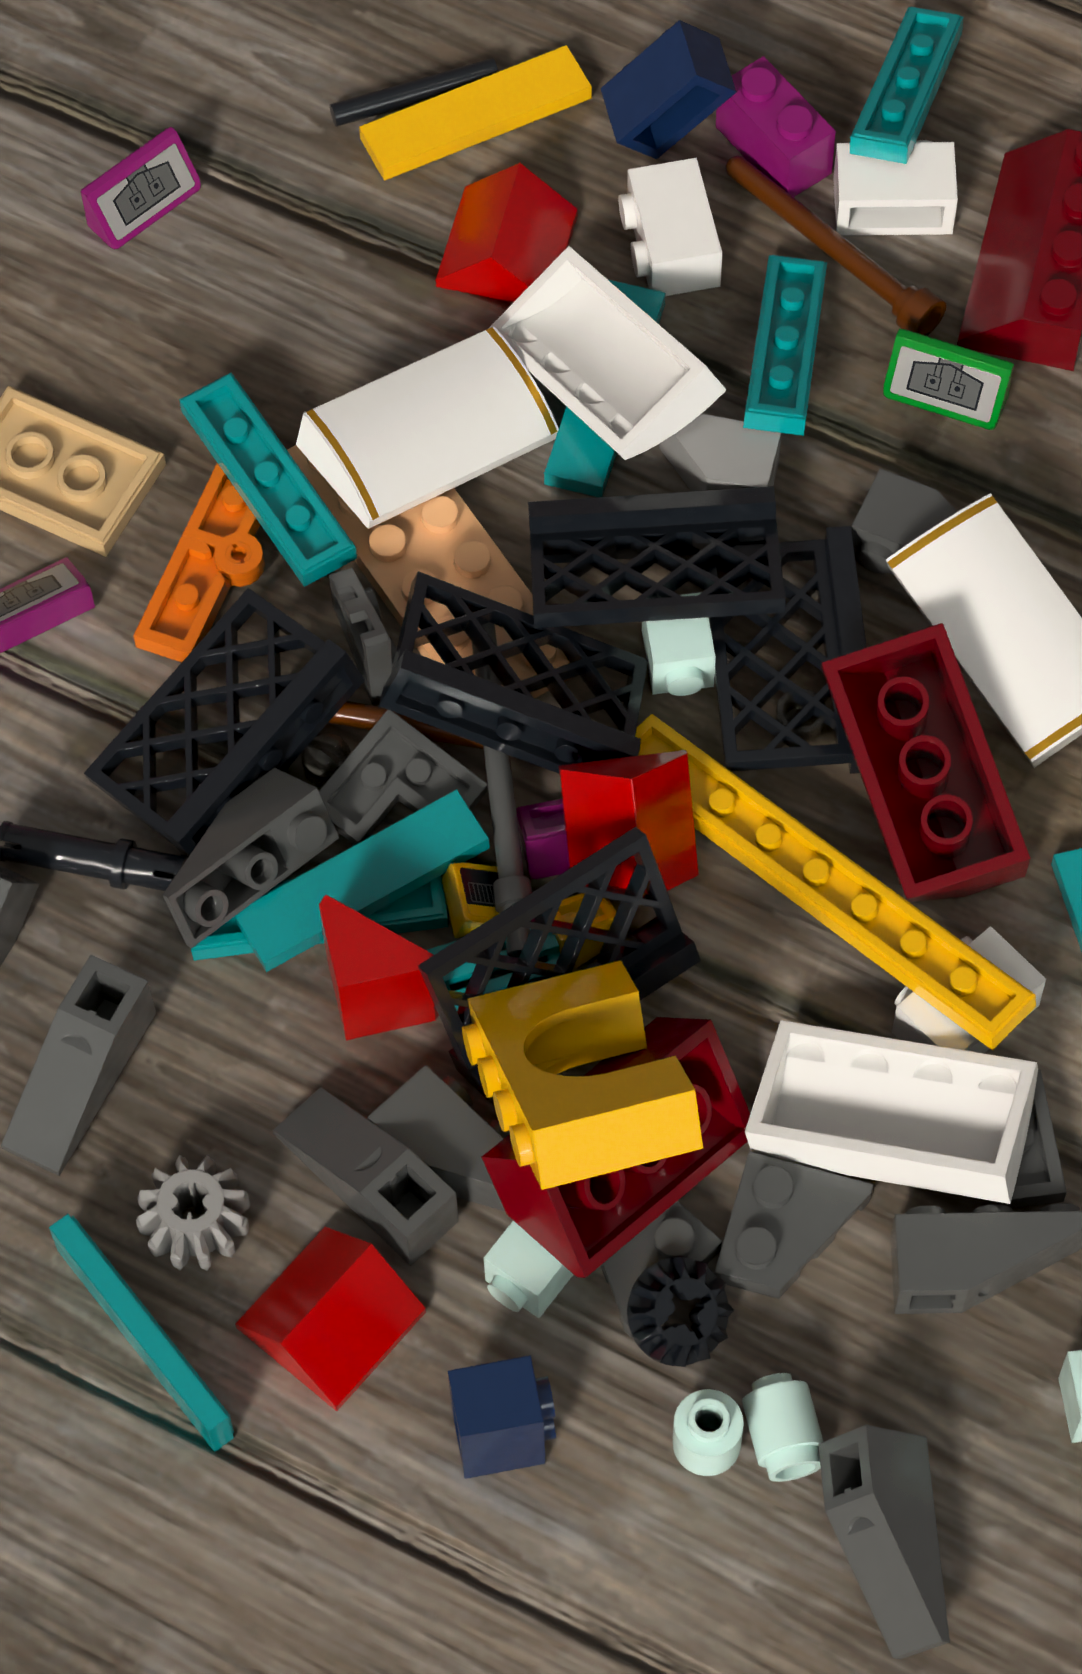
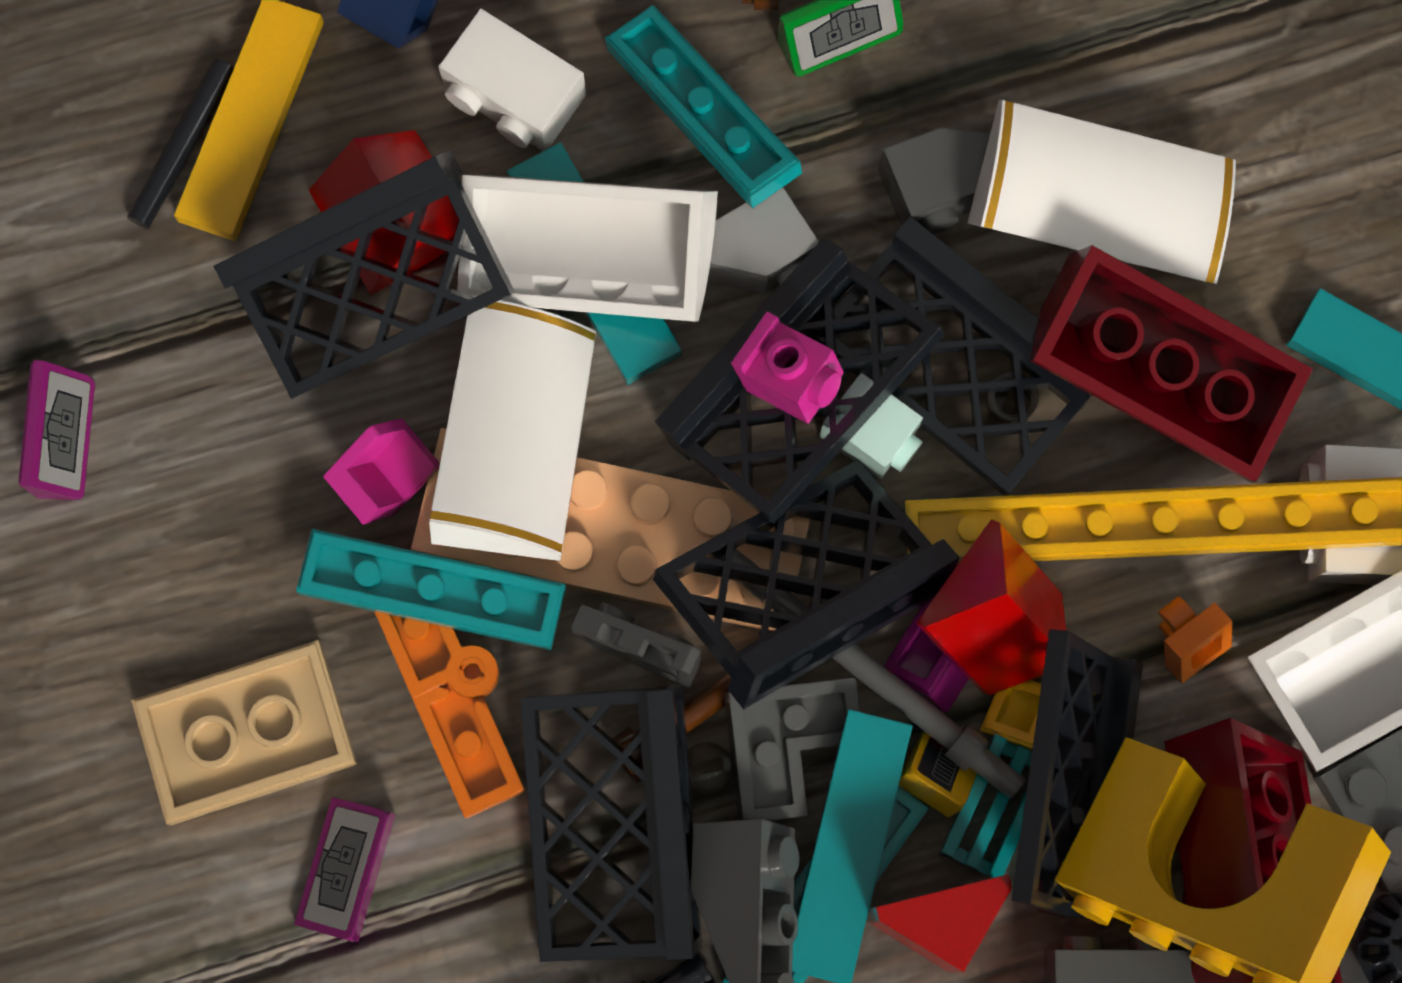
camera: 50 degrees left, 15 degrees up
(312, 375) = (382, 470): none -> dark pink panel
(443, 198) = (341, 225): none -> black fence
(648, 533) = (768, 372): none -> dark pink brick
(756, 978) = (1193, 639): none -> orange tile

